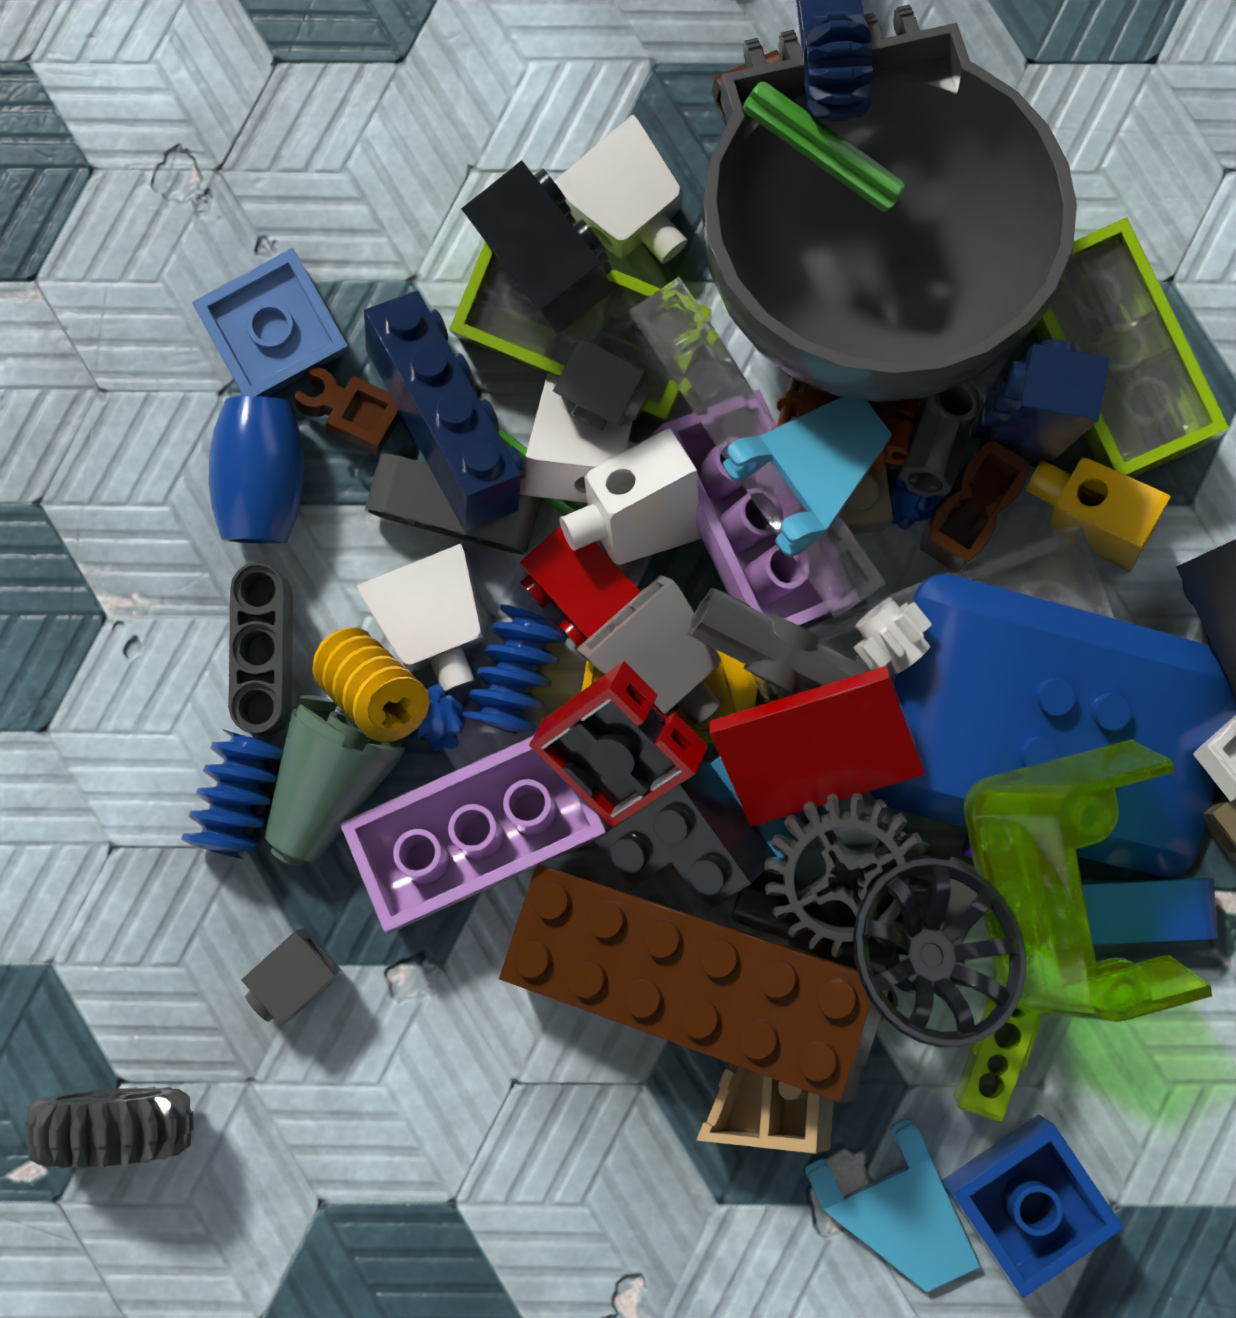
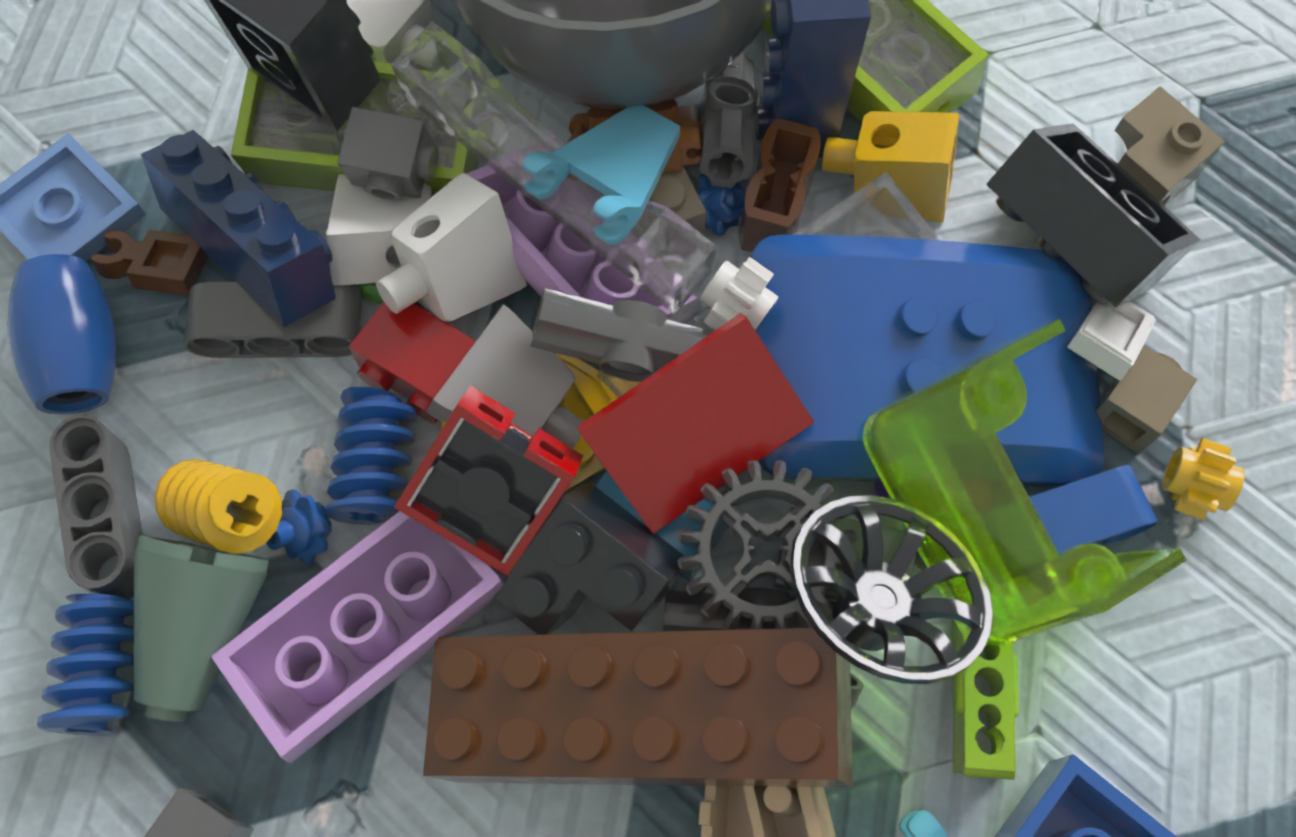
camera: 20 degrees left, 15 degrees down
(430, 614) = (270, 424): white torso -> none

